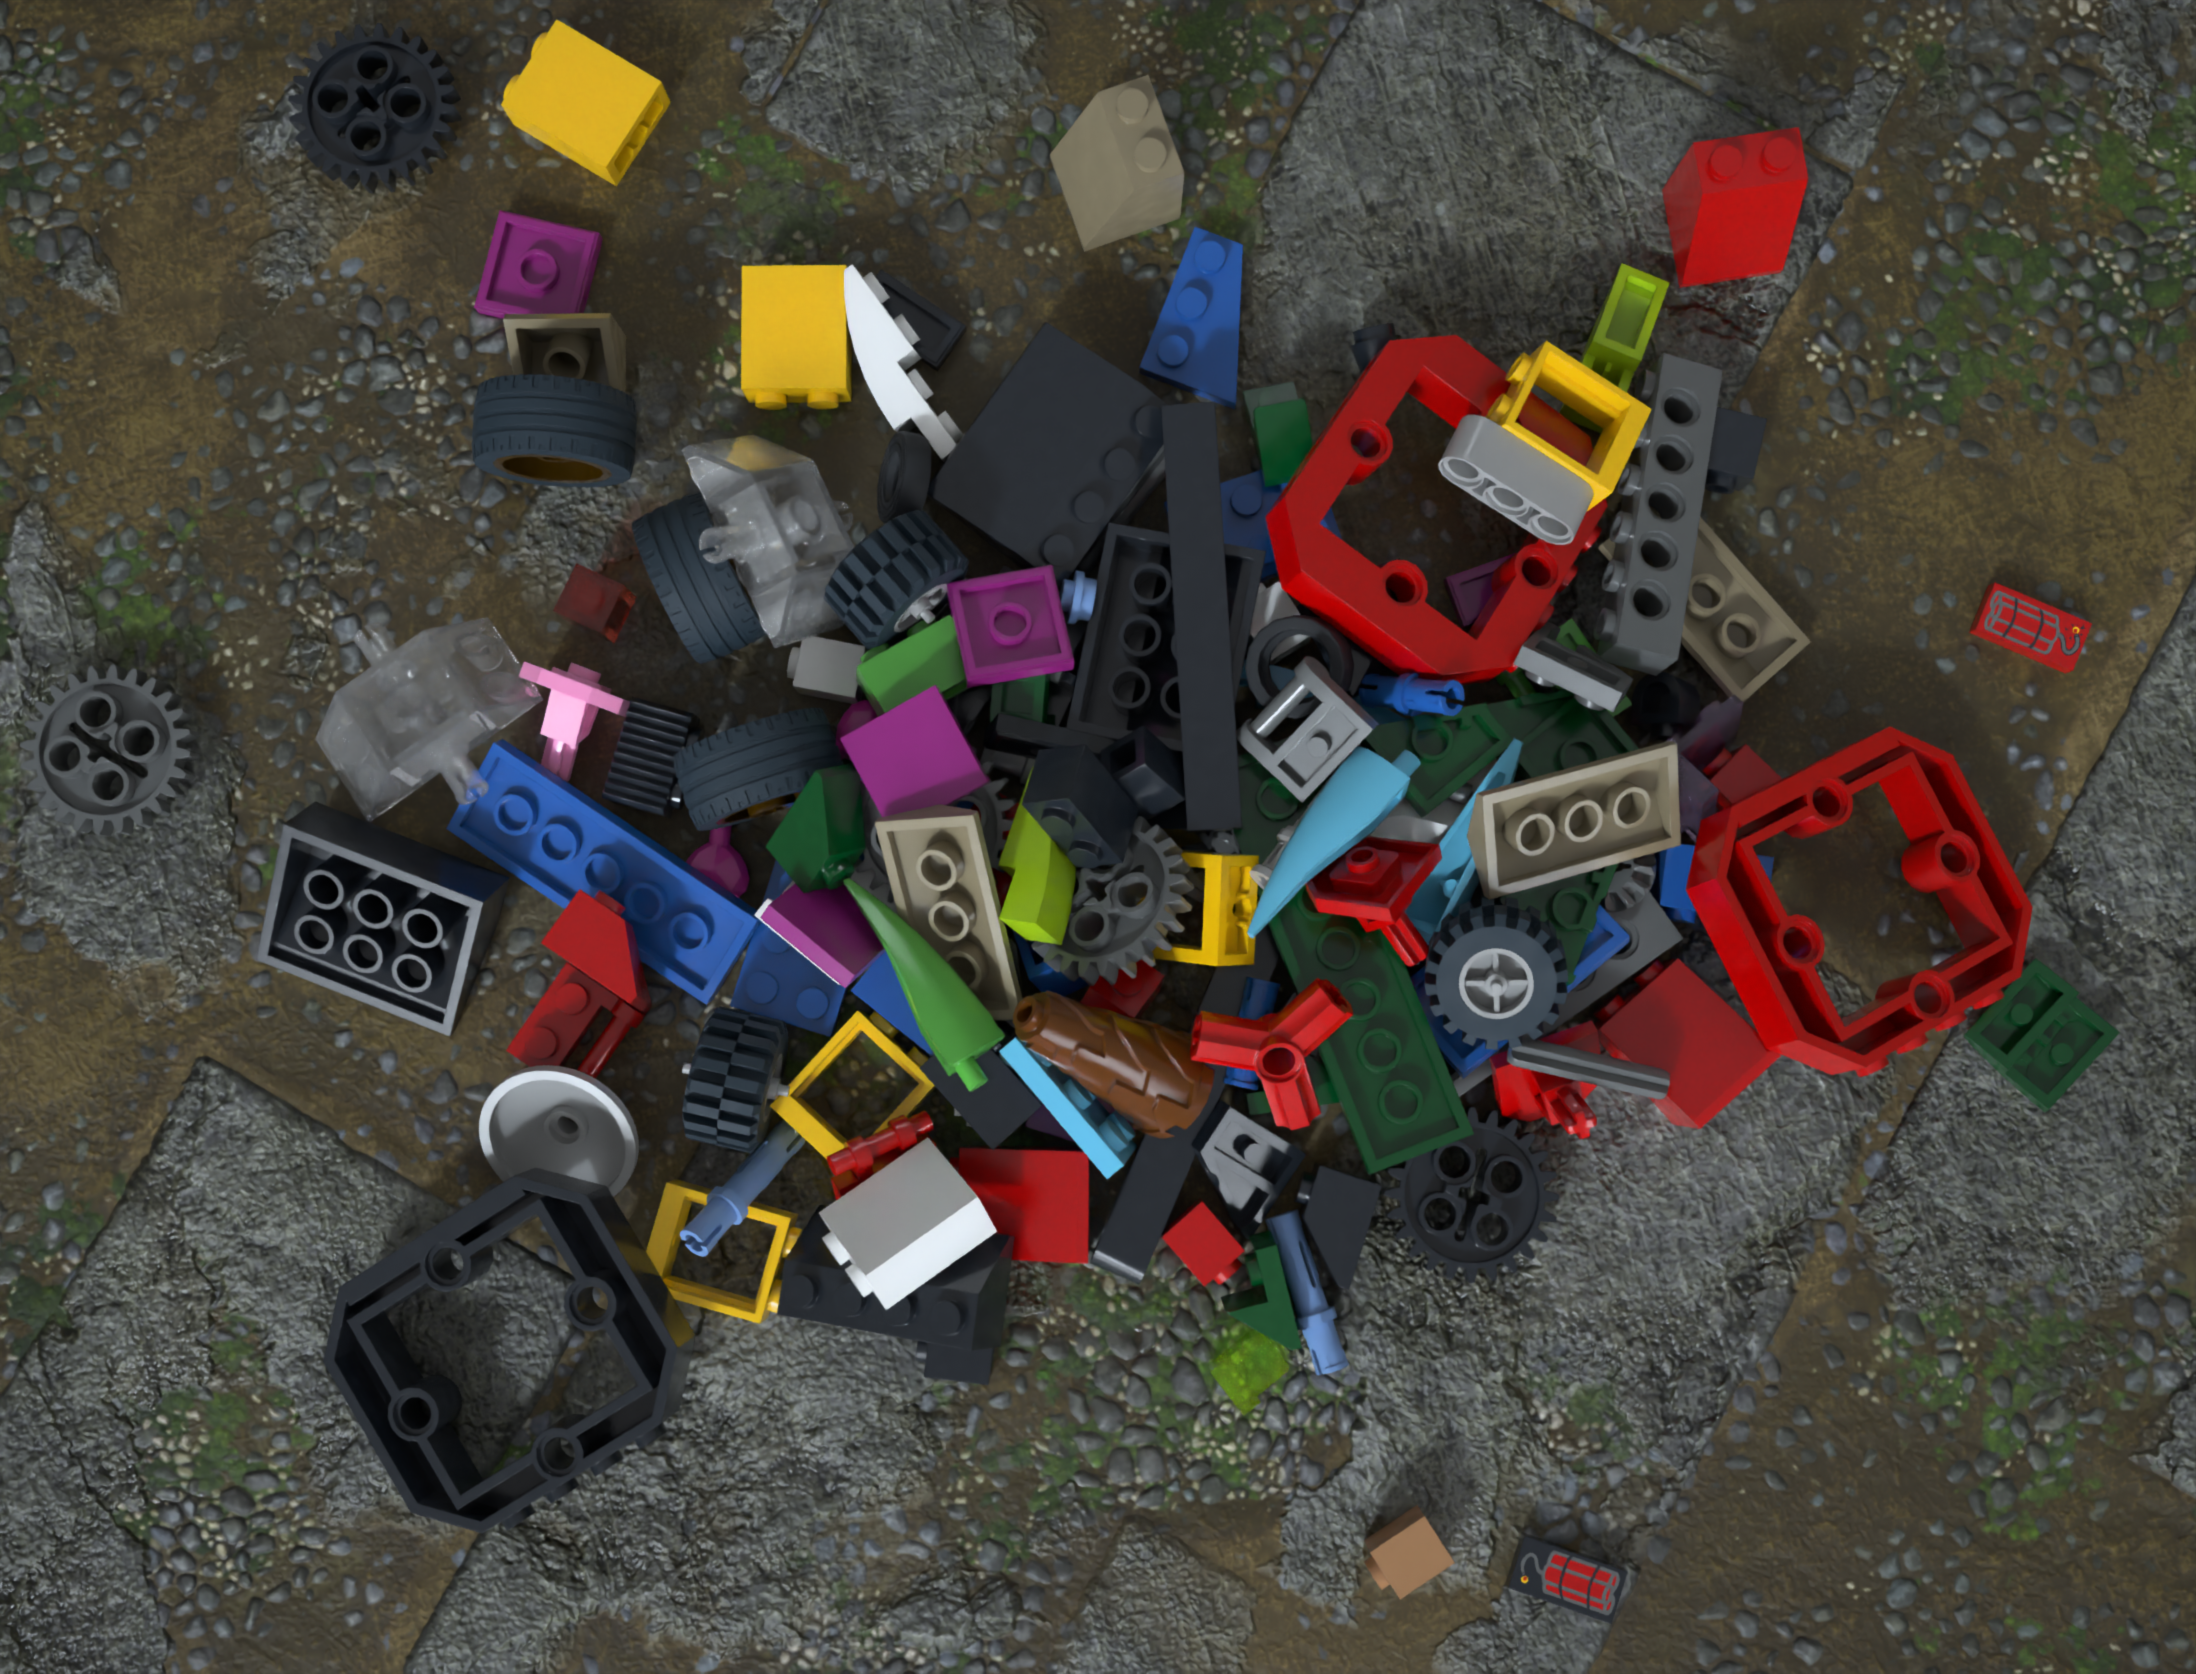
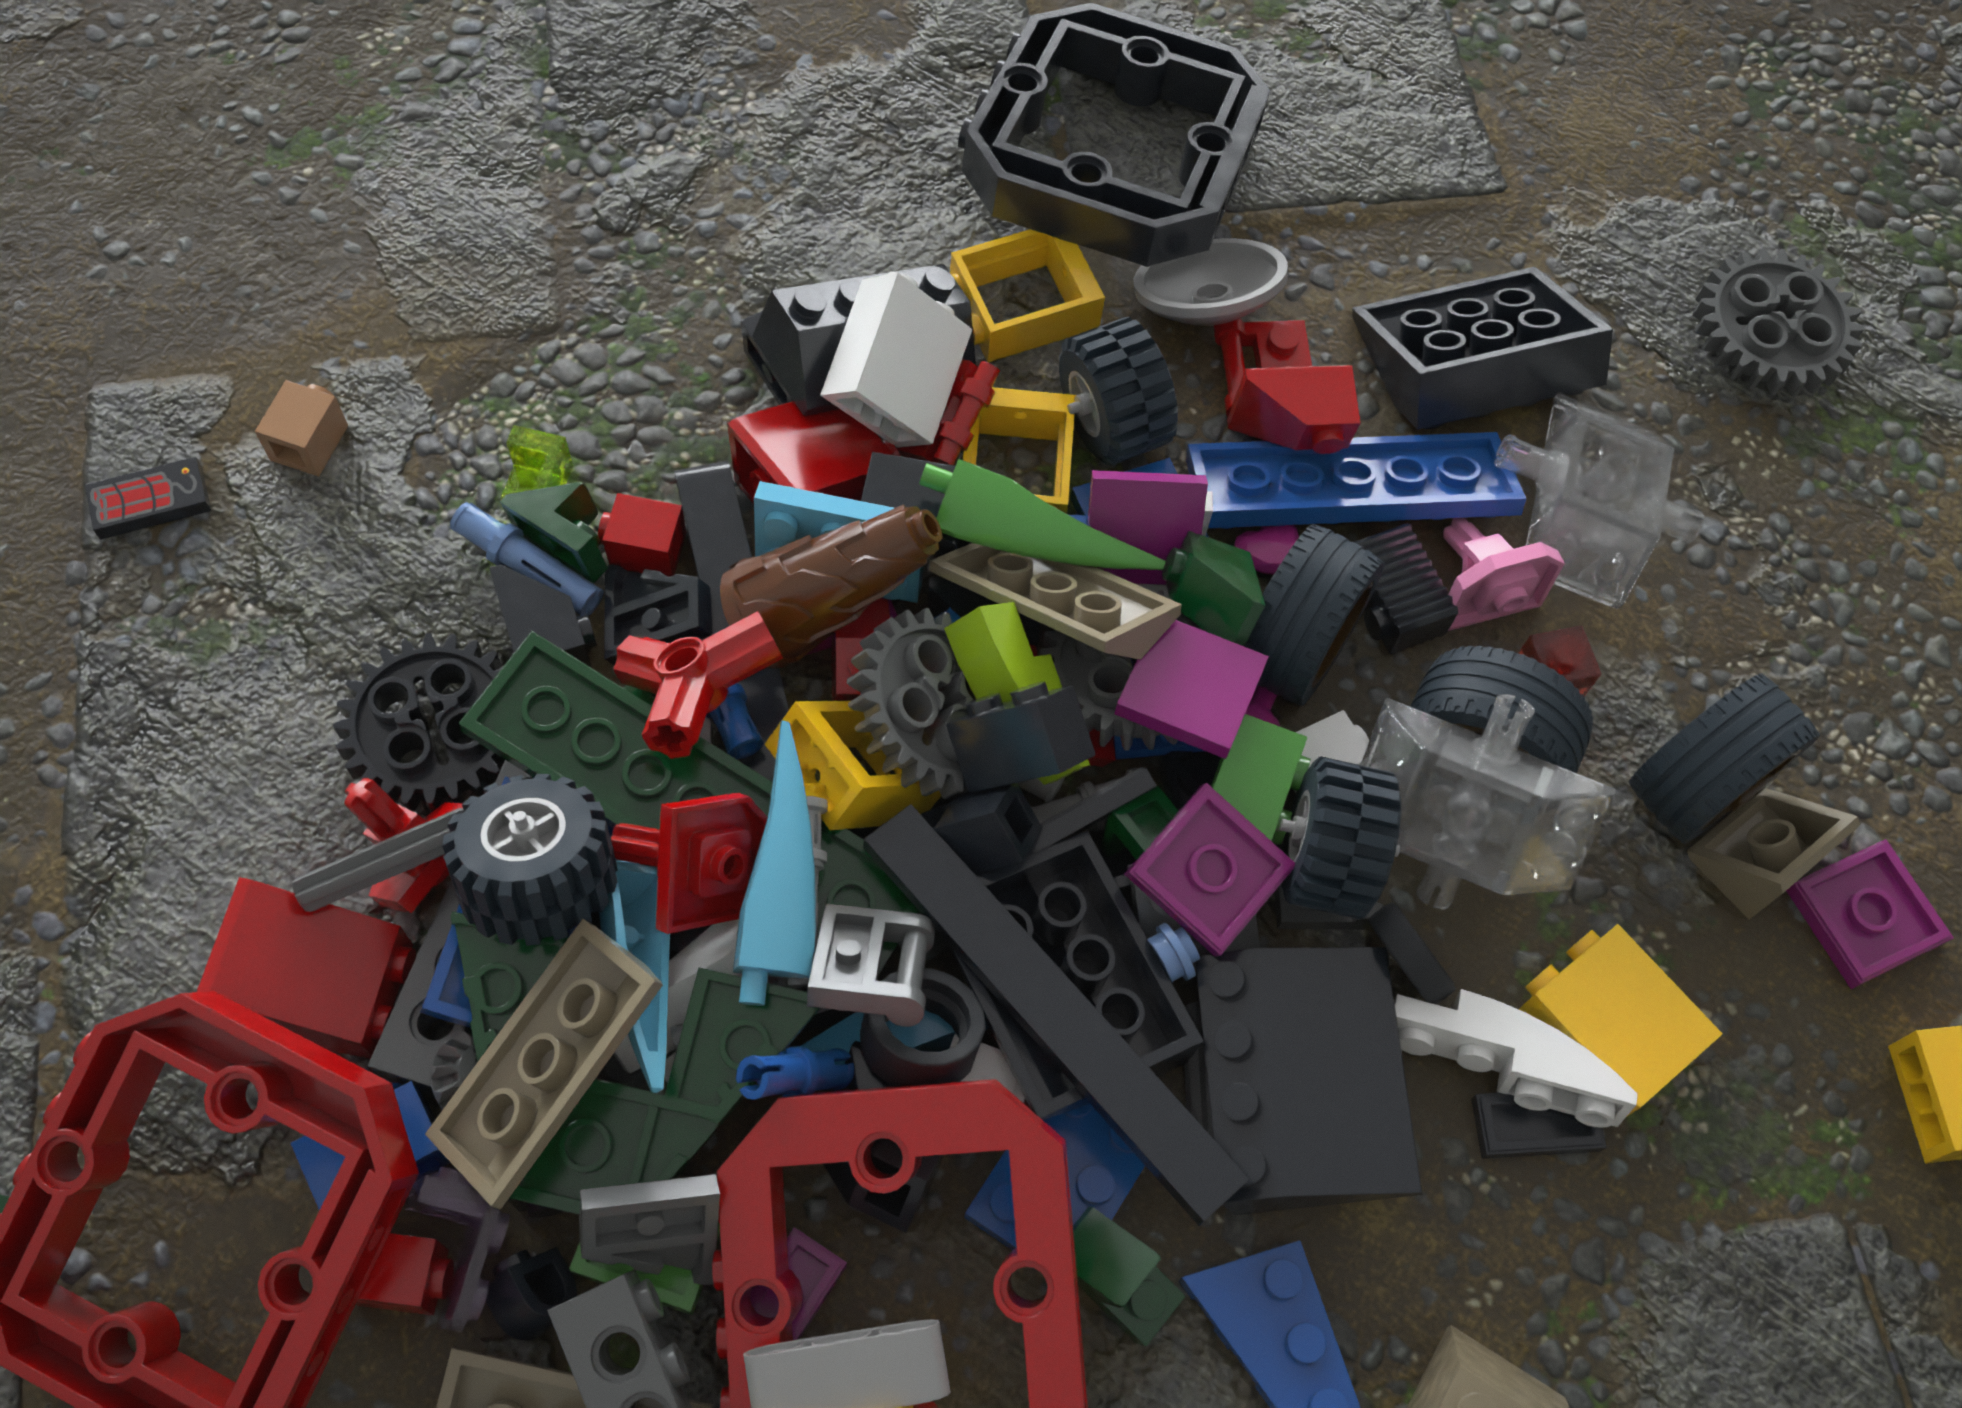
camera: 135 degrees right, 20 degrees down
(729, 1203) = (1045, 318): medium blue pin -> none

